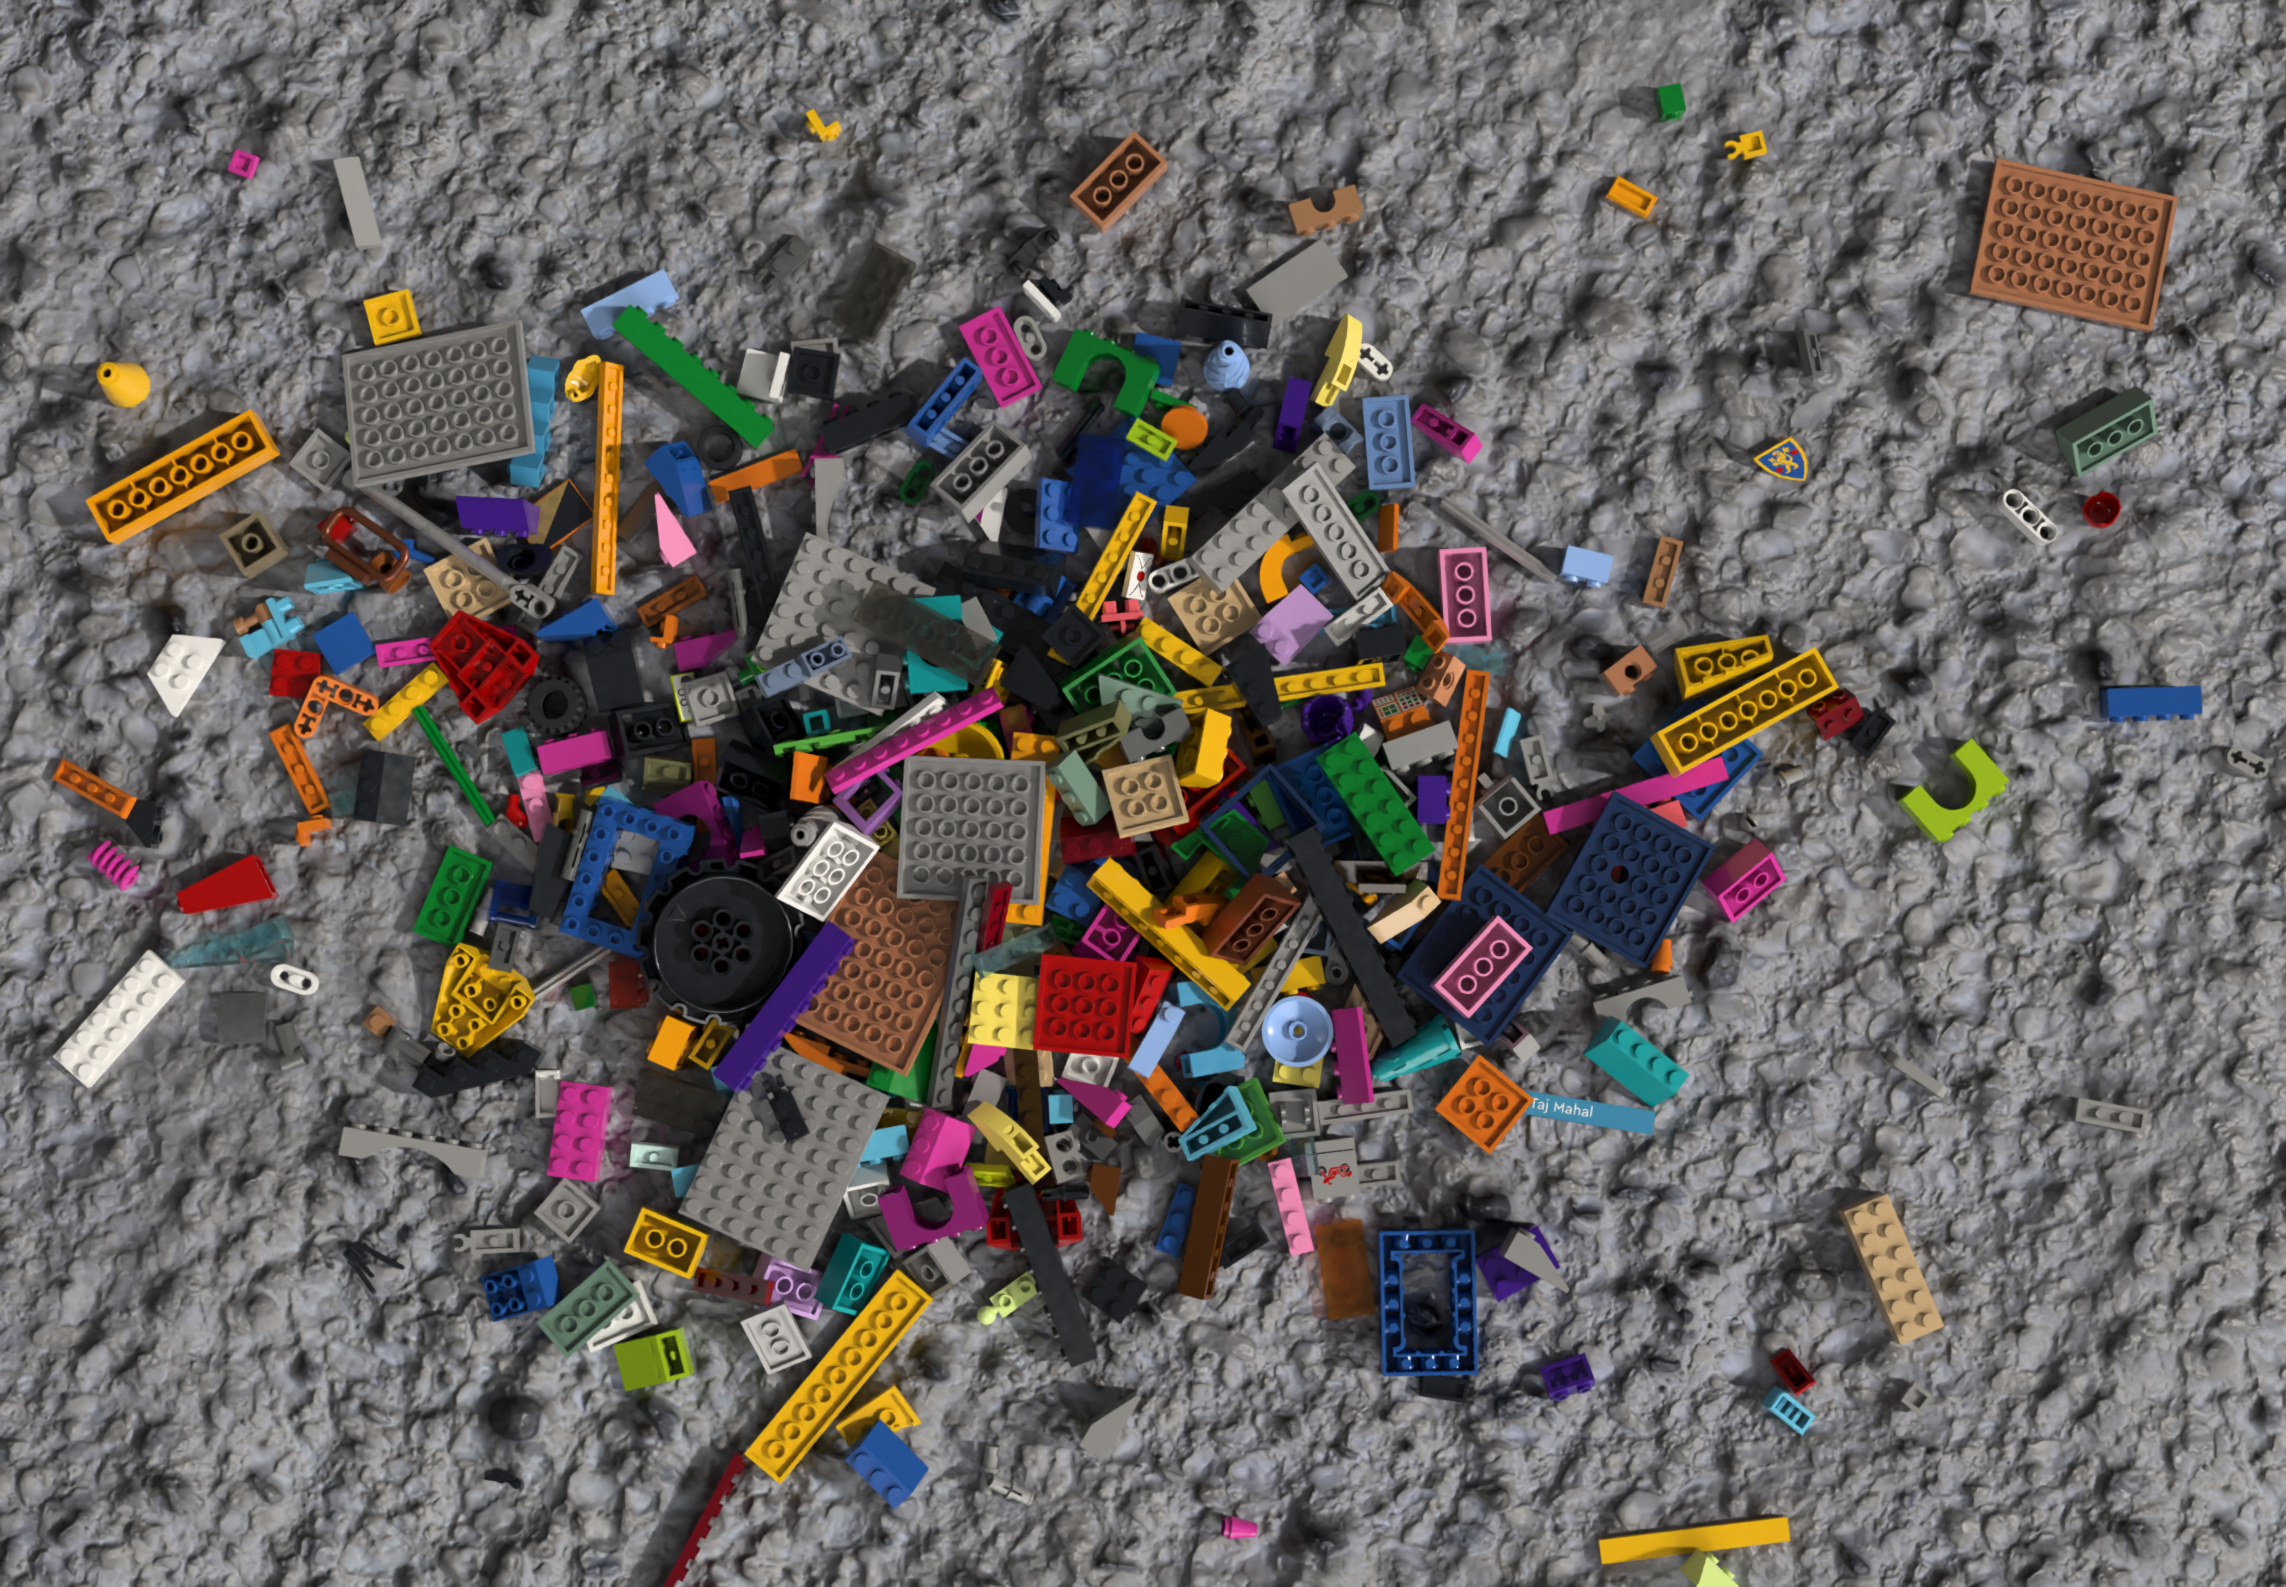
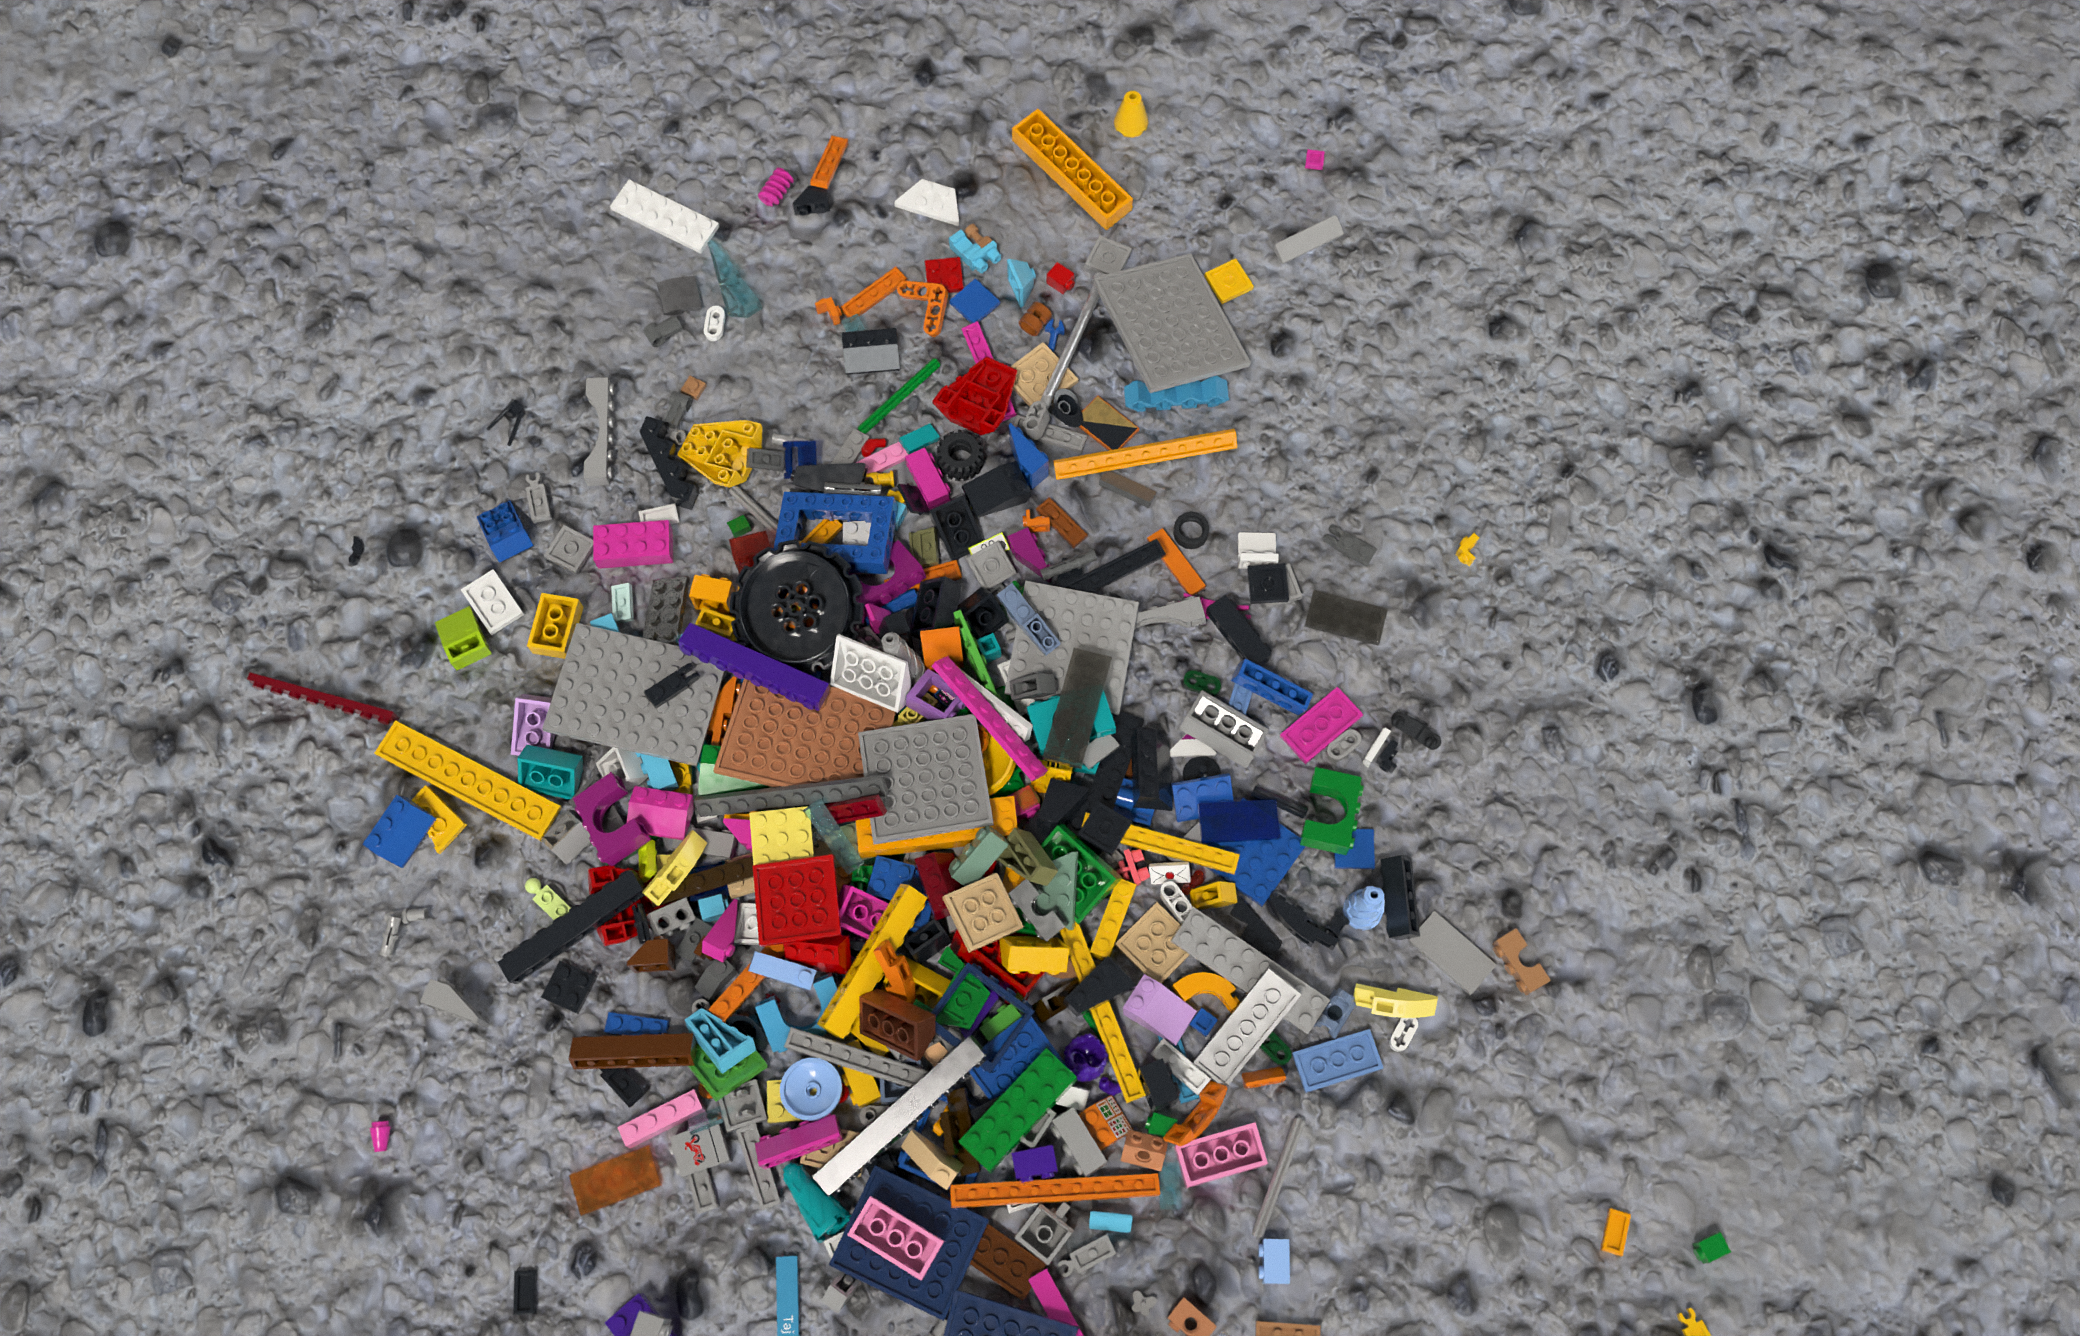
camera: 80 degrees right, 15 degrees down
(231, 887) = (777, 269): red slope -> none
(254, 544) = (1033, 225): dark tan brick -> none
(353, 564) = (1034, 287): copper bar -> none
(403, 703) = (934, 349): yellow plate -> none
(453, 897) = (798, 417): green plate -> none
(498, 516) = (1095, 382): dark purple slope -> none
(582, 379) = (1216, 419): yellow arm -> none
(588, 1308) = (494, 579): sand green plate -> none
(649, 294) = (1285, 441): light blue brick -> none
(672, 538) = (1110, 509): bright pink slope -> none
(681, 477) = (1159, 504): blue slope -> none
(693, 377) = (1240, 497): green brick -> none
(733, 1285) = (526, 680): dark red plate -> none
(775, 1336) = (491, 722): light grey plate -> none
(1118, 182) = (1492, 785): nougat brick -> none
(1151, 440) = (1285, 858): lime plate -> none
(1164, 401) = (1318, 879): green plate -> none
(1185, 426) = (1303, 883): orange tile -> none
(1292, 415) = (1338, 971): dark purple slope -> none
(1447, 433) = (1359, 1110): dark pink slope -> none
(1463, 1353) = (543, 1265): blue brick -> none
(1484, 1104) = (778, 1272): orange plate -> none

